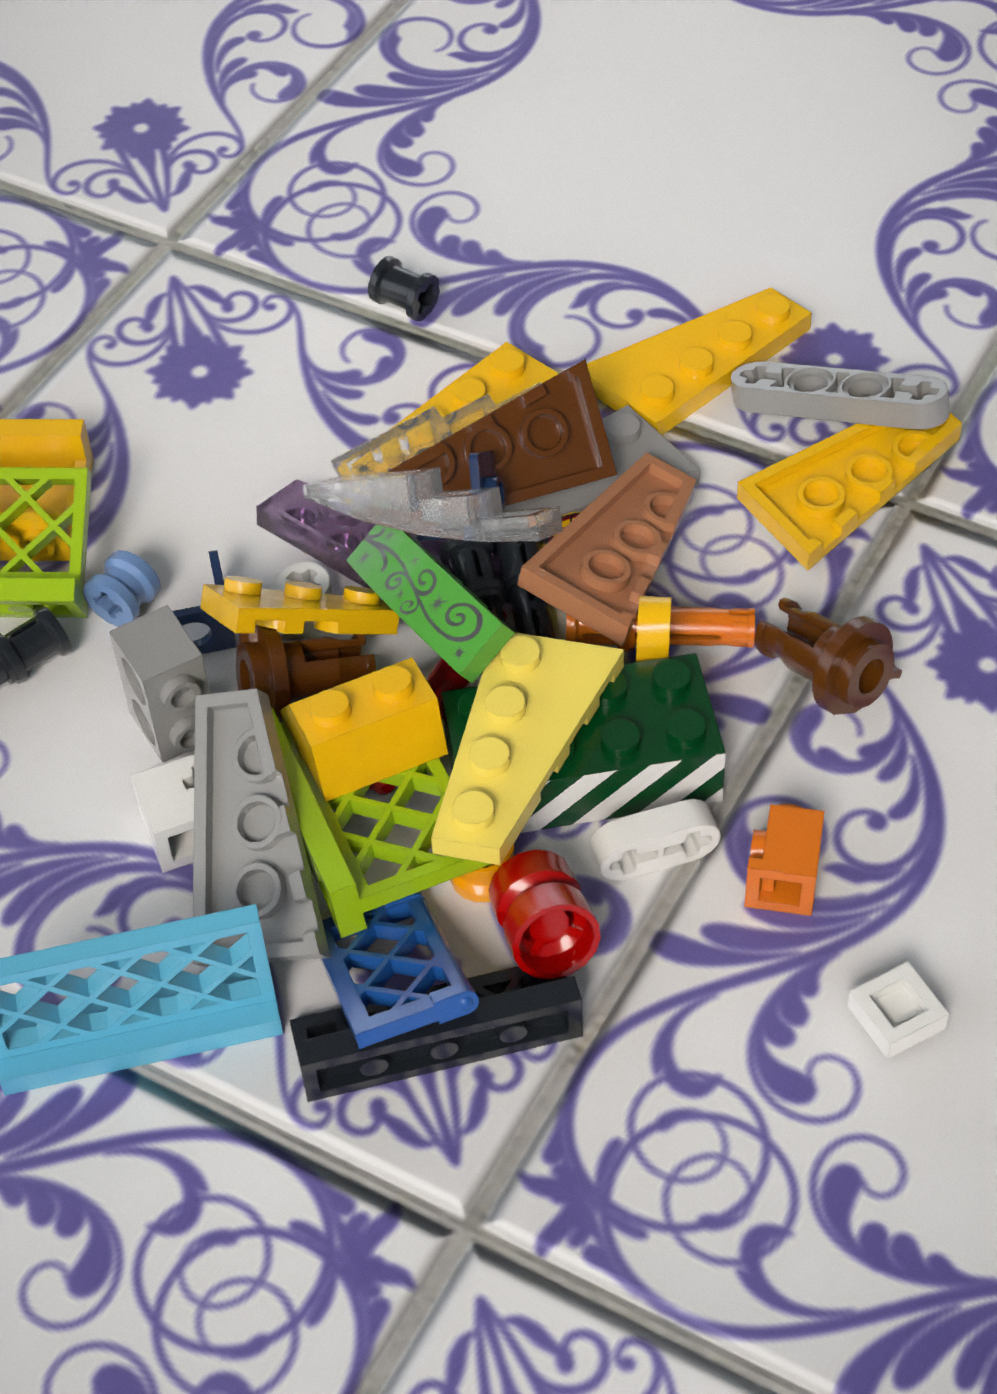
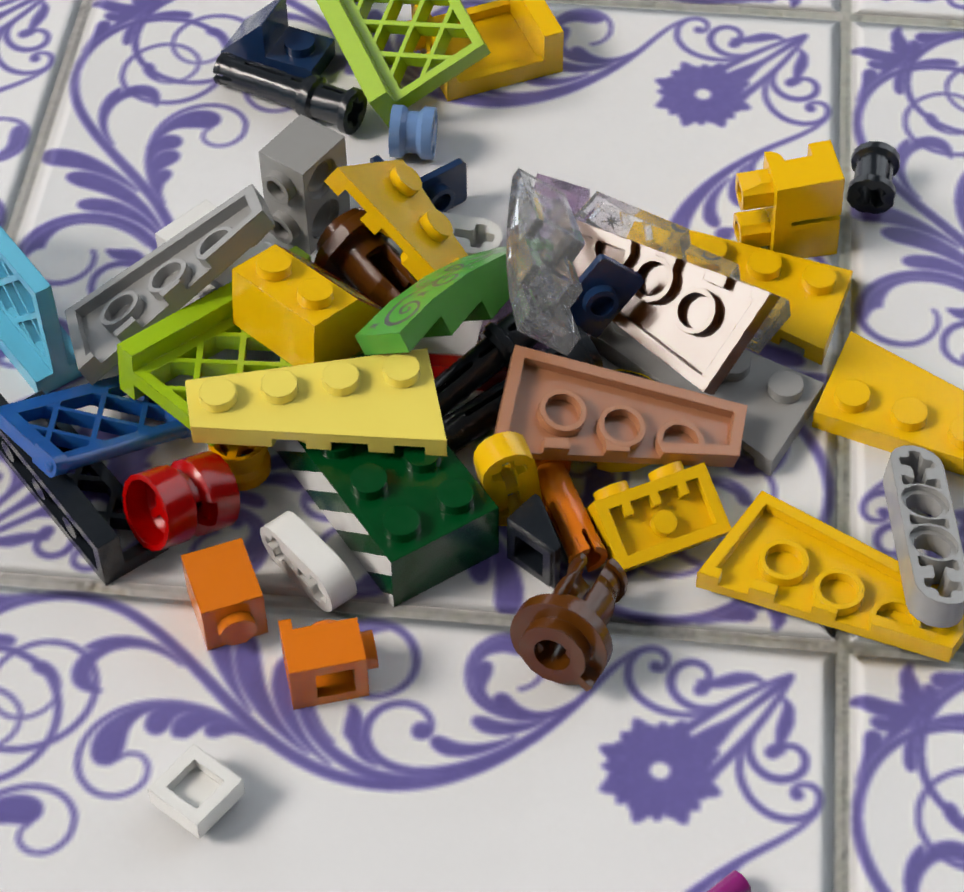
camera: 65 degrees right, 0 degrees up
(424, 336) = (796, 203): none -> yellow hips
(671, 918) = (225, 594): none -> orange brick
(723, 652) = (534, 542): none -> black slope
(724, 561) = (660, 516): none -> yellow bracket

